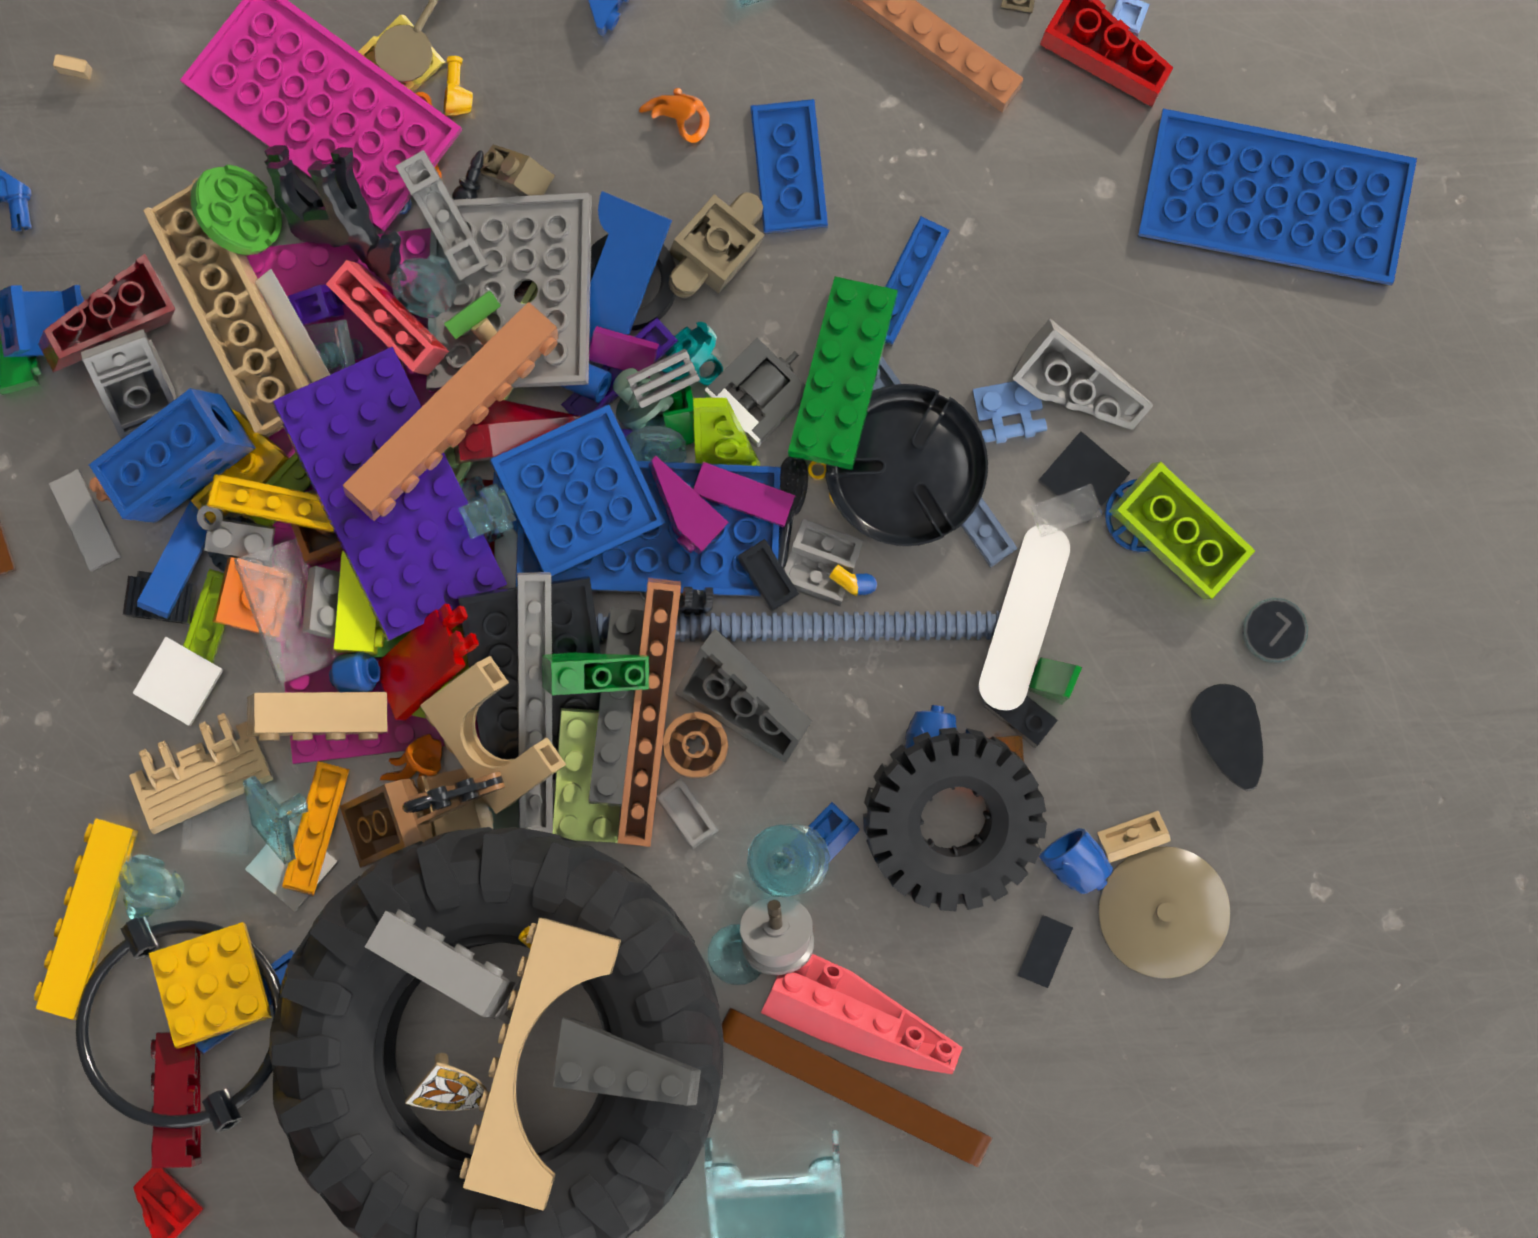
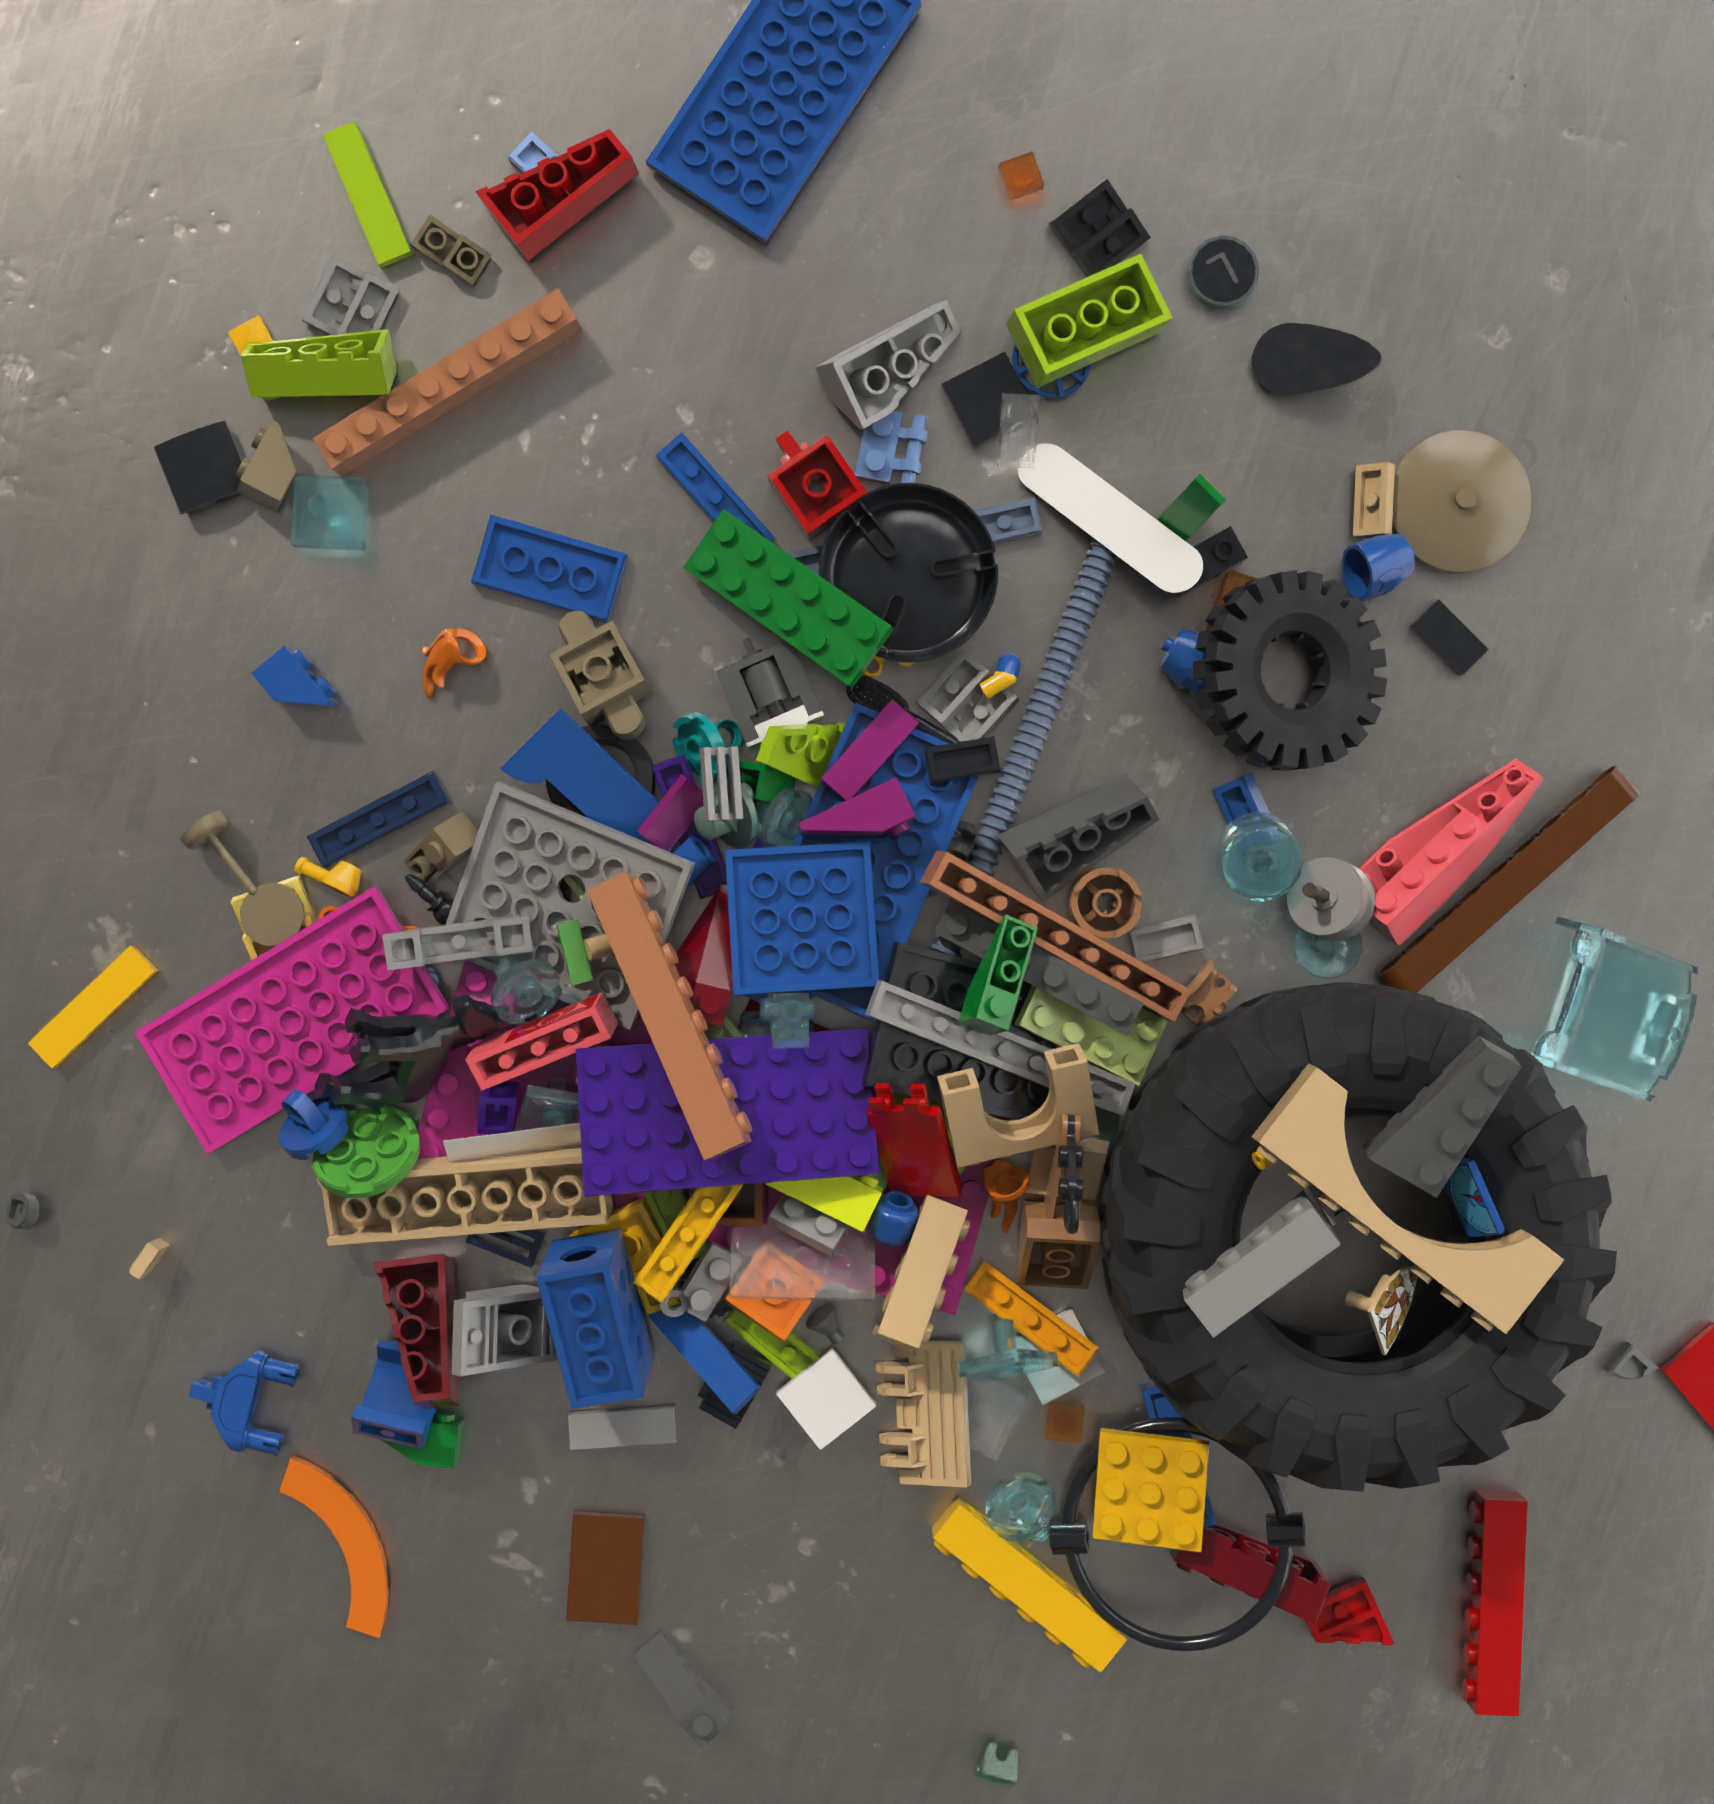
camera: 65 degrees left, 5 degrees up
(208, 384) = (508, 1253): none -> dark blue tile
(237, 894) = (1064, 1422): none -> clear orange plate
(240, 156) = (311, 1125): none -> blue tile
(242, 655) = (825, 1322): none -> dark grey rock
(519, 109) = (378, 819): none -> dark blue tile
(564, 1122) = (1473, 1201): none -> slope
(653, 864) = (1206, 996): none -> medium nougat piece
(948, 339) = (809, 464): none -> red hinge
(1267, 511) = (1099, 229): none -> black slope
(1285, 427) = (1021, 175): none -> clear orange plate

